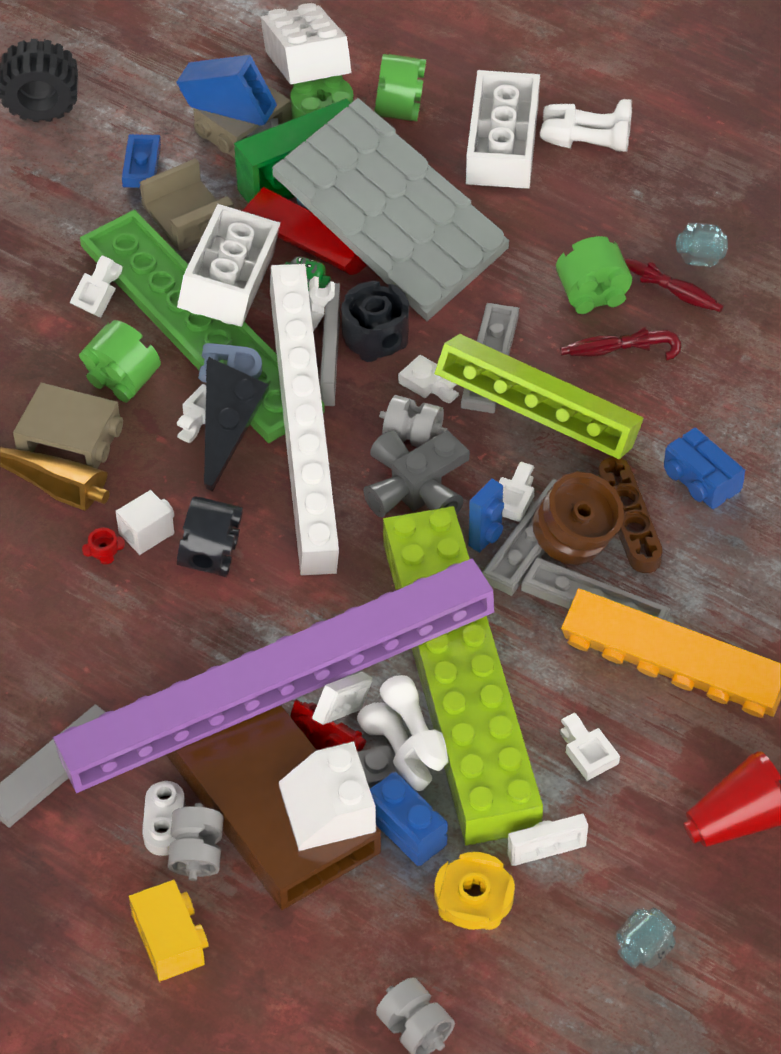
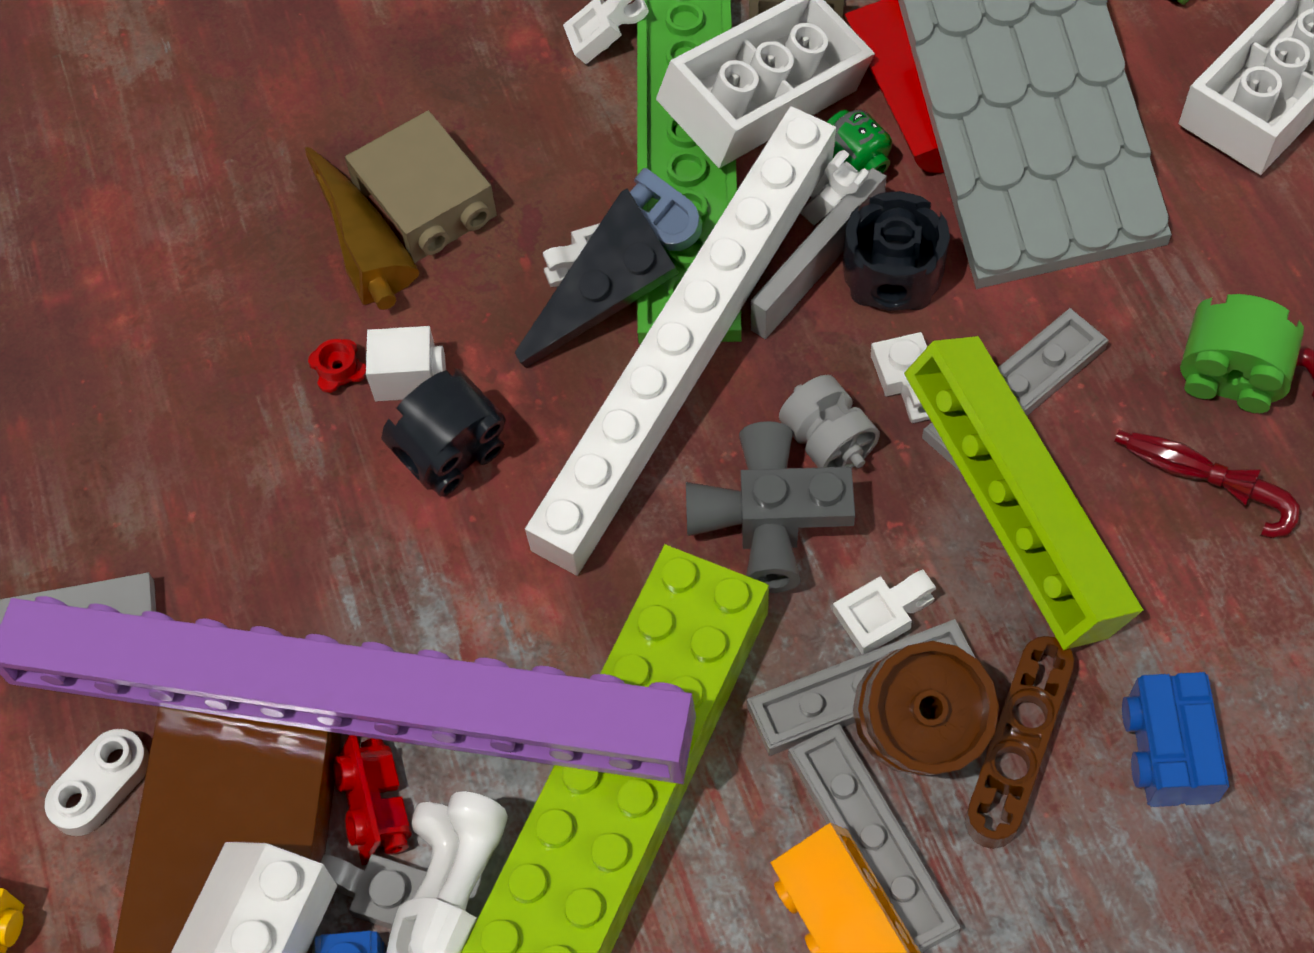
camera: 40 degrees right, 10 degrees up
(119, 360) = (539, 132): bright green brick -> none
(196, 834) = (75, 857): light grey wheel -> none
(342, 698) = (405, 771): white plate -> none
(486, 516) = (804, 624): blue plate -> none

